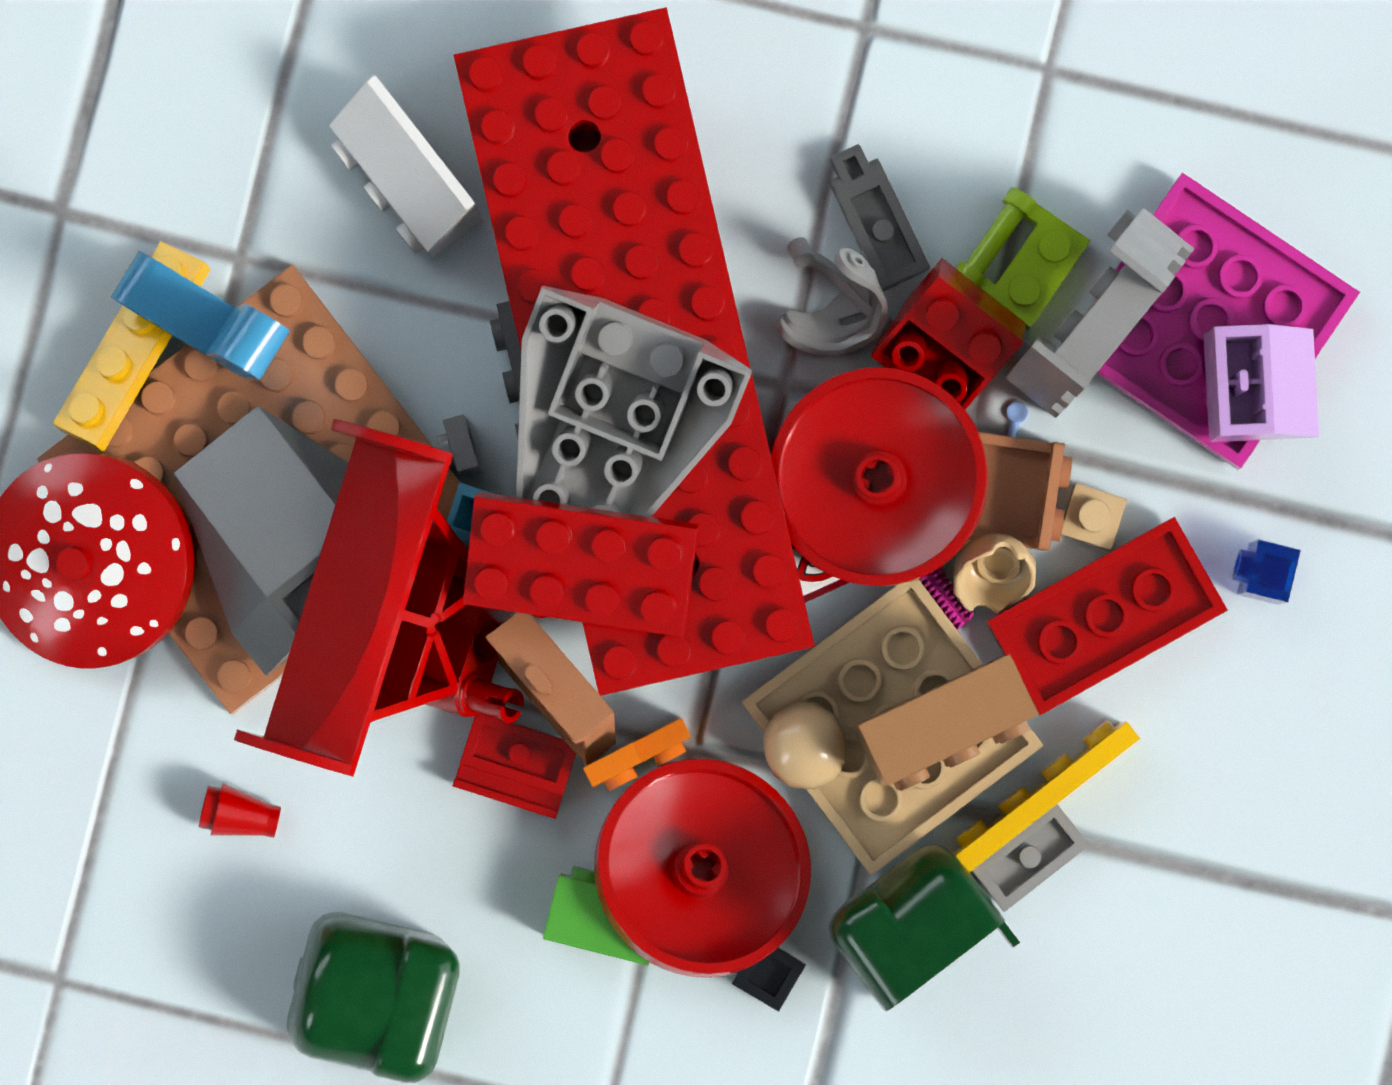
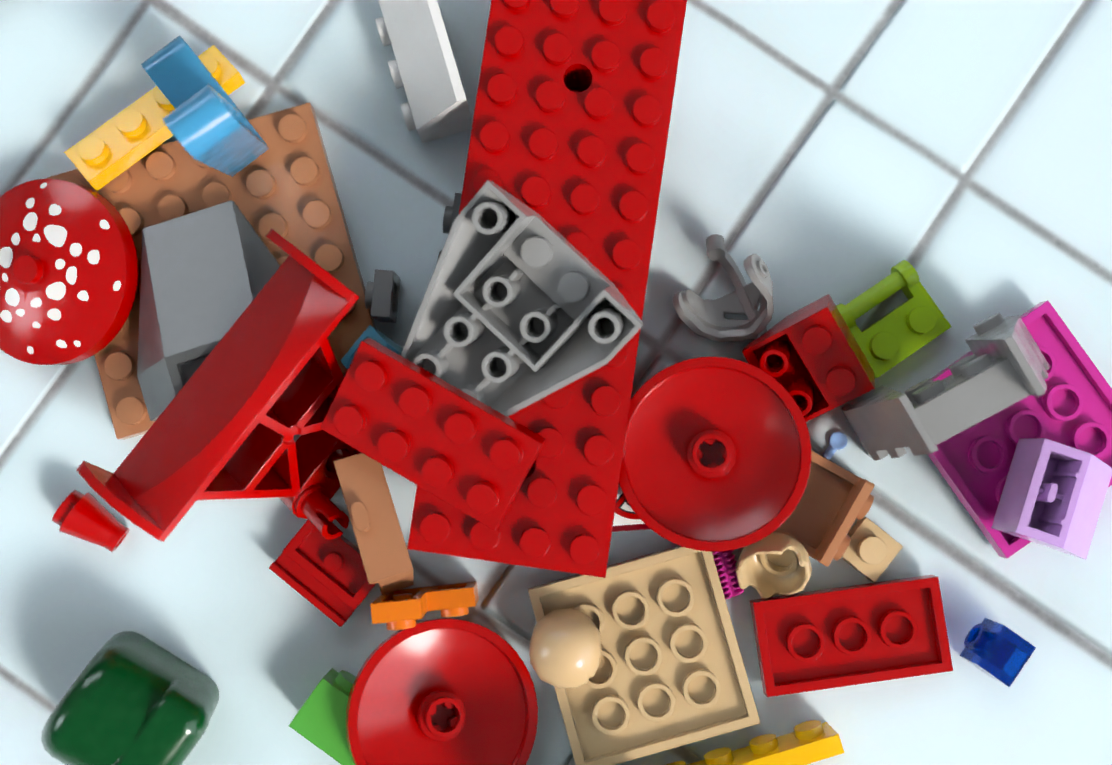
camera: 20 degrees right, 0 degrees up
(876, 218) = (787, 241): dark grey hinge -> none
(947, 723) = (692, 683): medium nougat brick -> none

